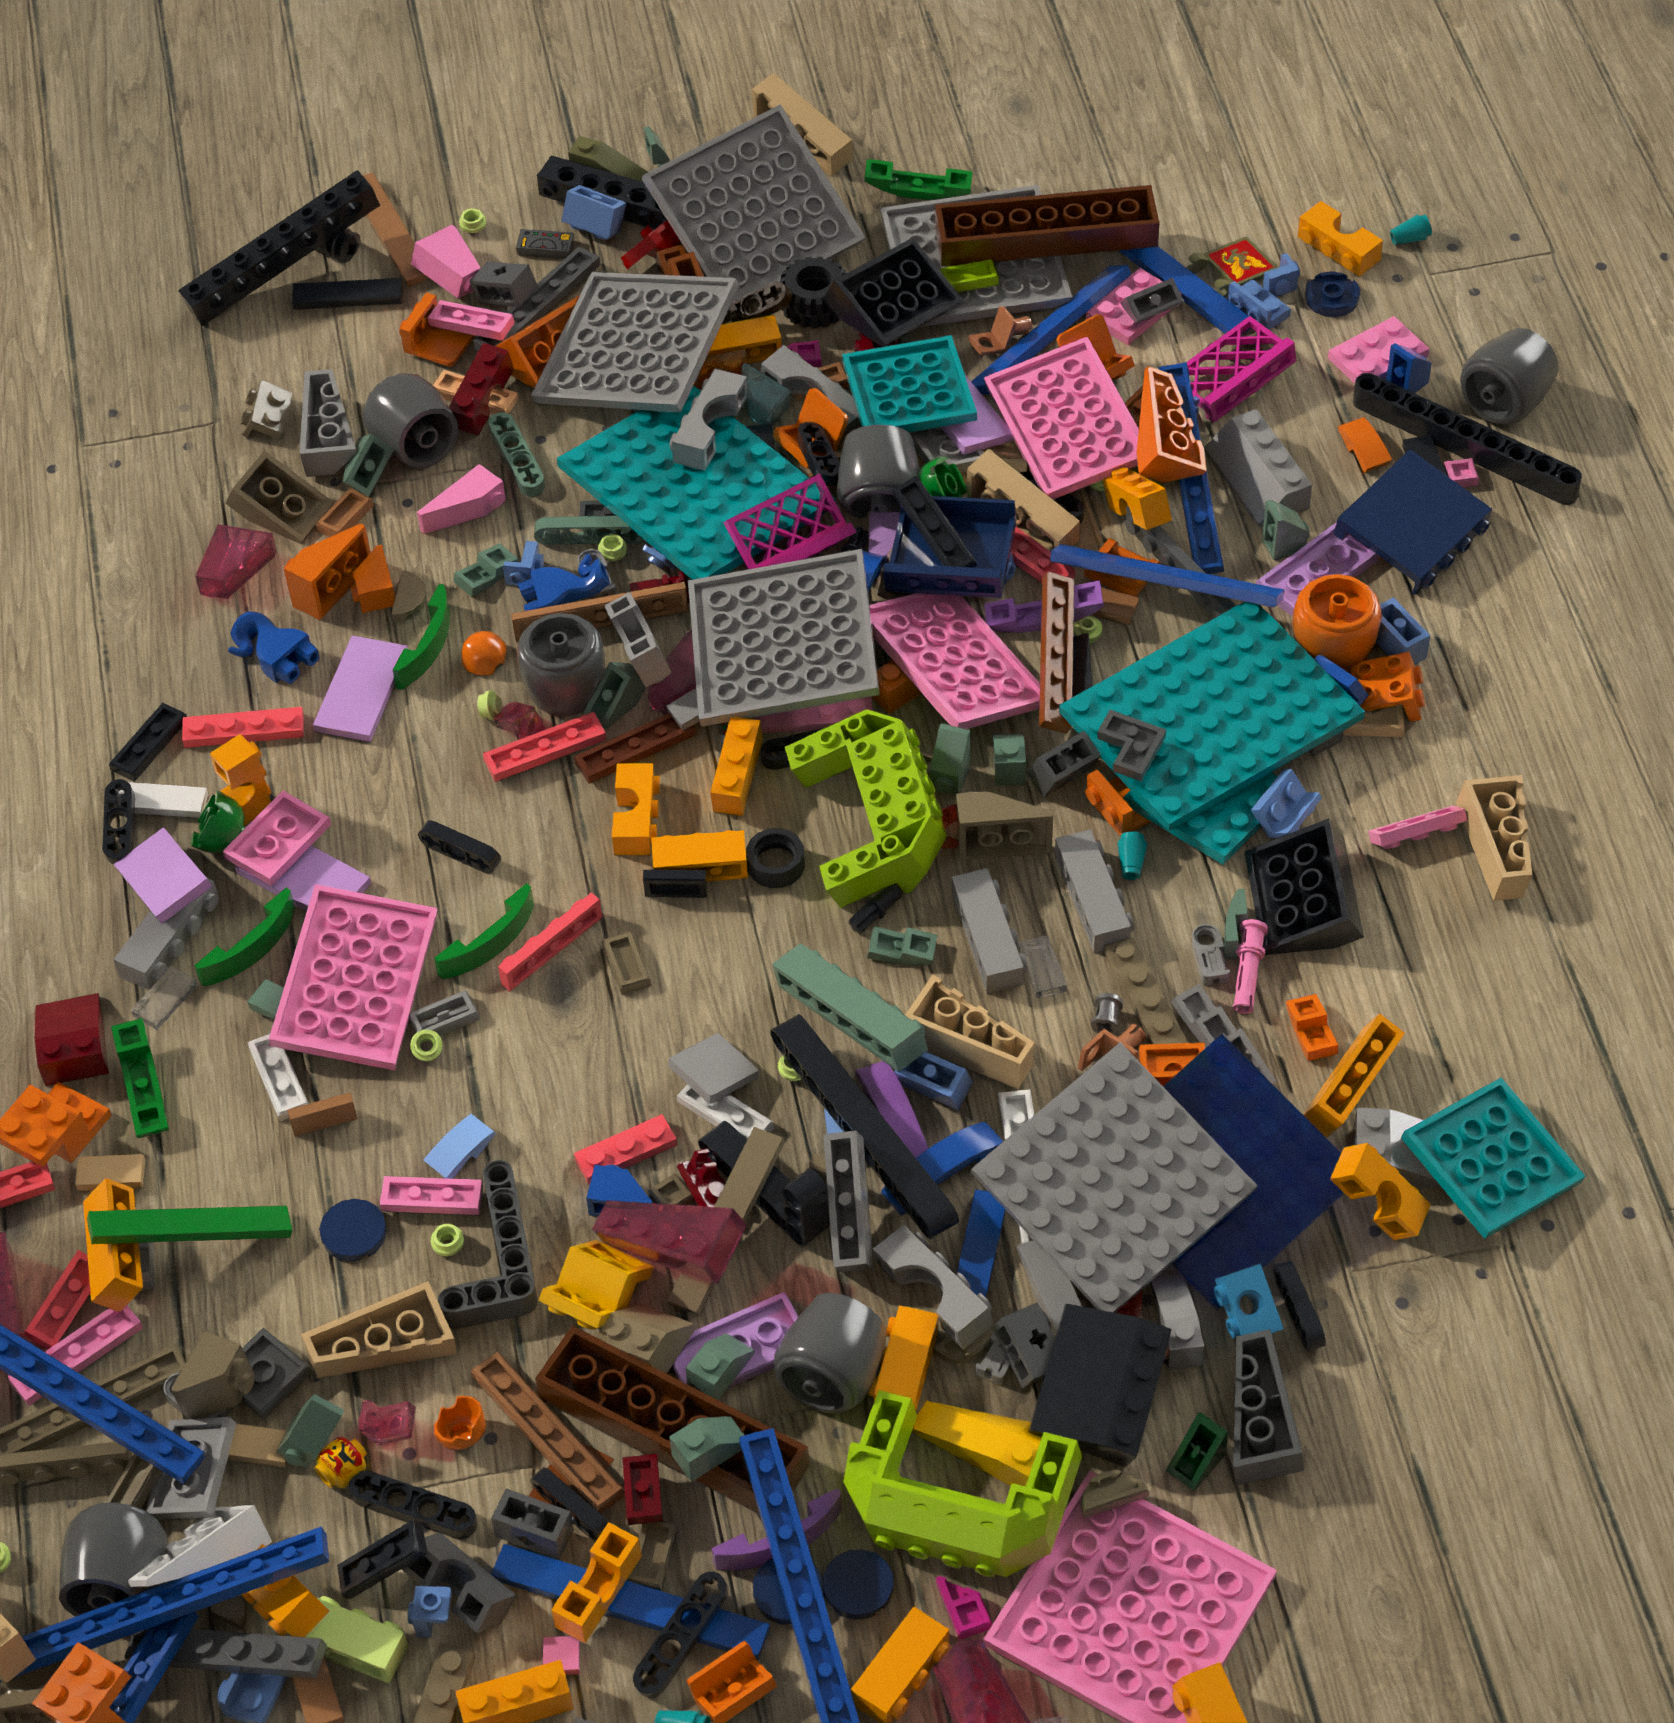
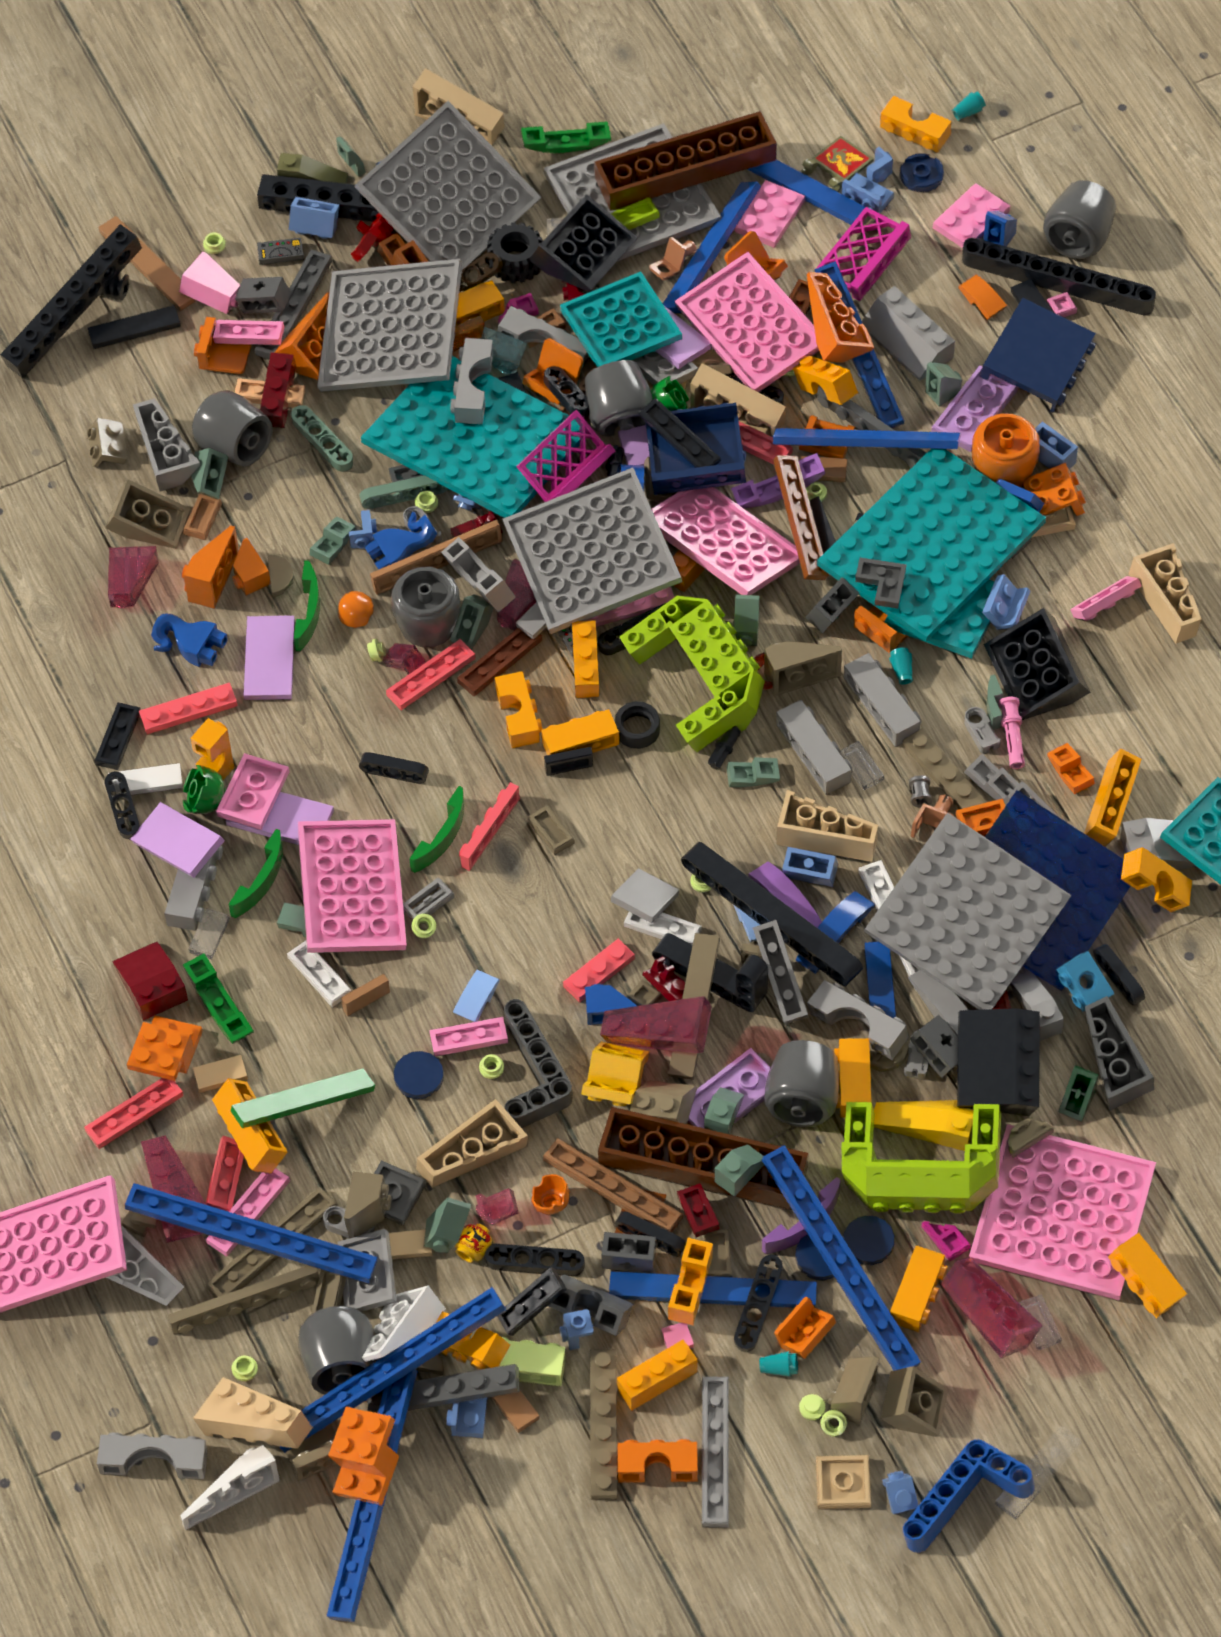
camera: 15 degrees left, 5 degrees up
(465, 500) = (297, 486): bright pink slope -> none
(850, 1007) = (734, 827): sand green brick -> none
(1009, 759) = (788, 608): sand green slope -> none
(1152, 300) = (786, 208): flat silver slope -> none

